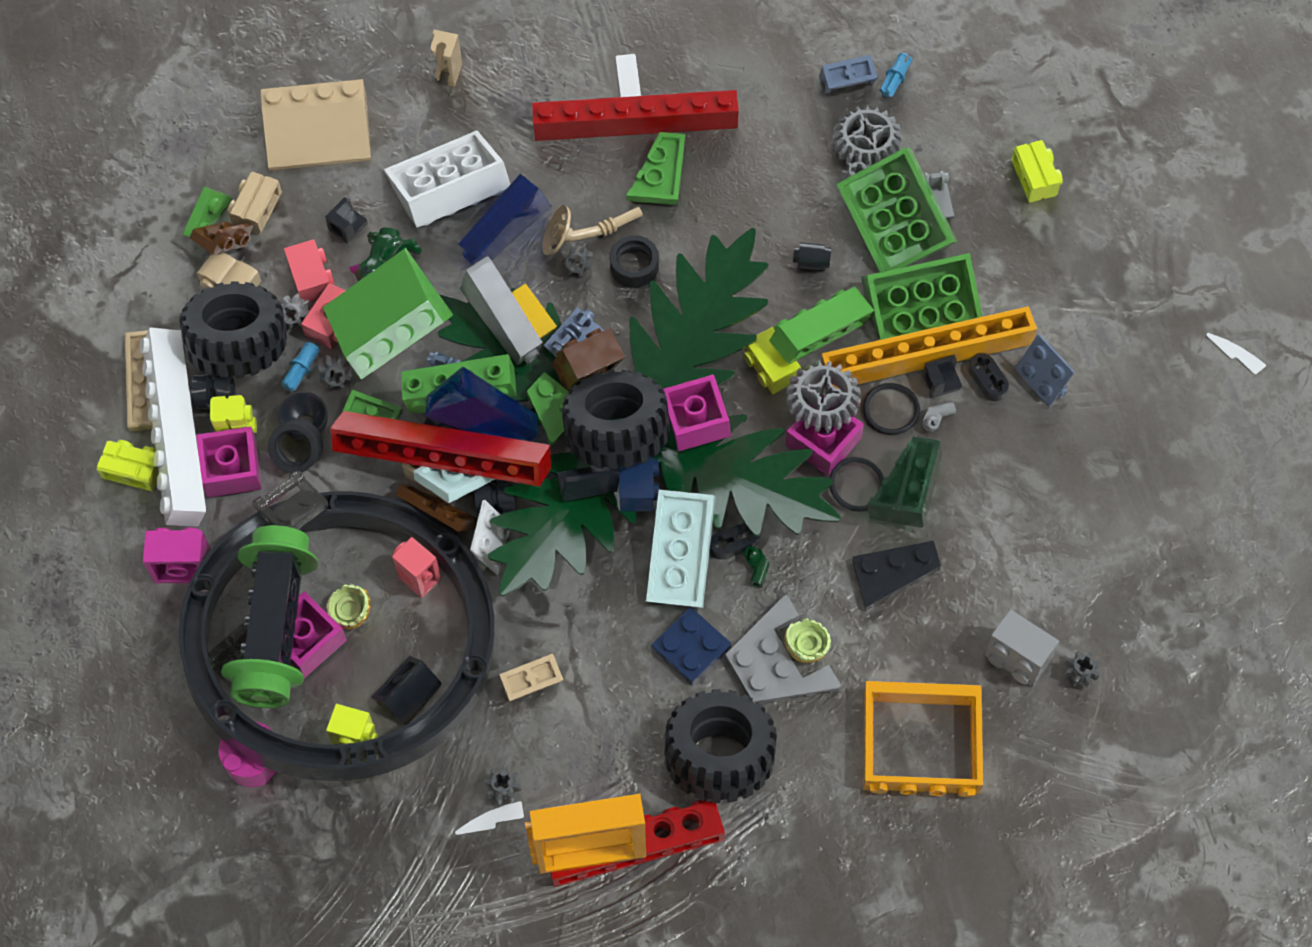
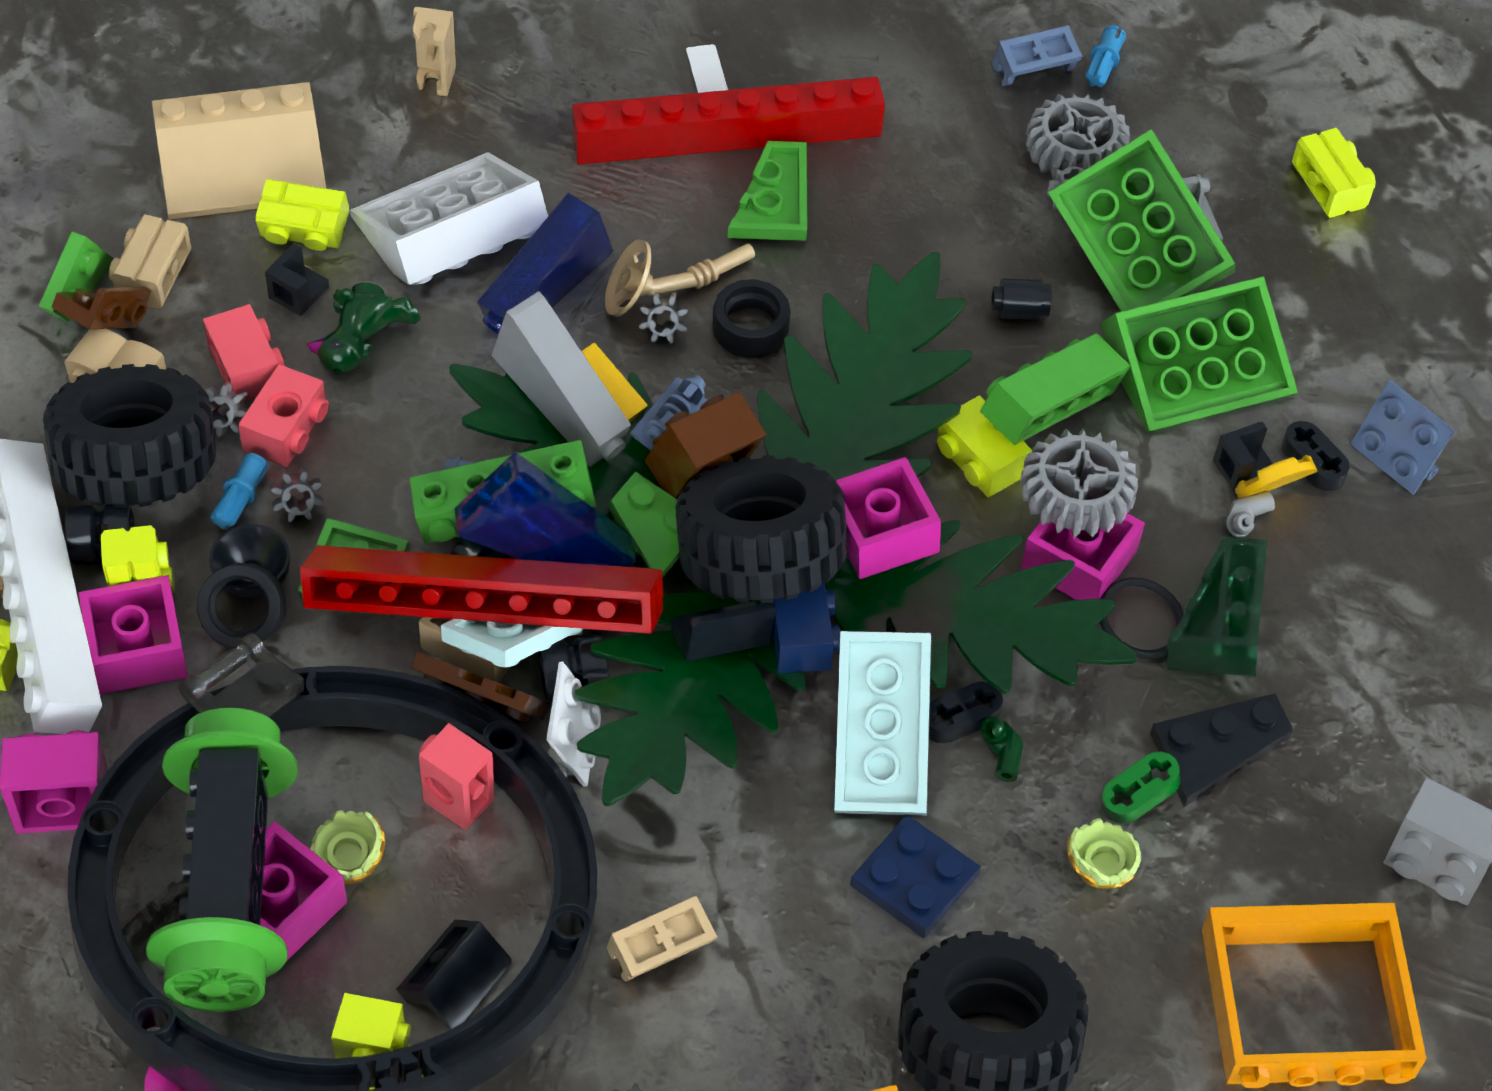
camera: 10 degrees left, 10 degrees down
(352, 174) = (302, 214): none -> neon yellow brick
(385, 313) = (375, 396): bright green slope -> none
(765, 665) = (1039, 898): light grey wing -> none
(842, 603) = (1138, 782): none -> green beam
(885, 430) = (1214, 509): black tyre -> none
(912, 350) = (1195, 420): light orange brick -> none
(959, 392) = (1276, 476): none -> yellow tile

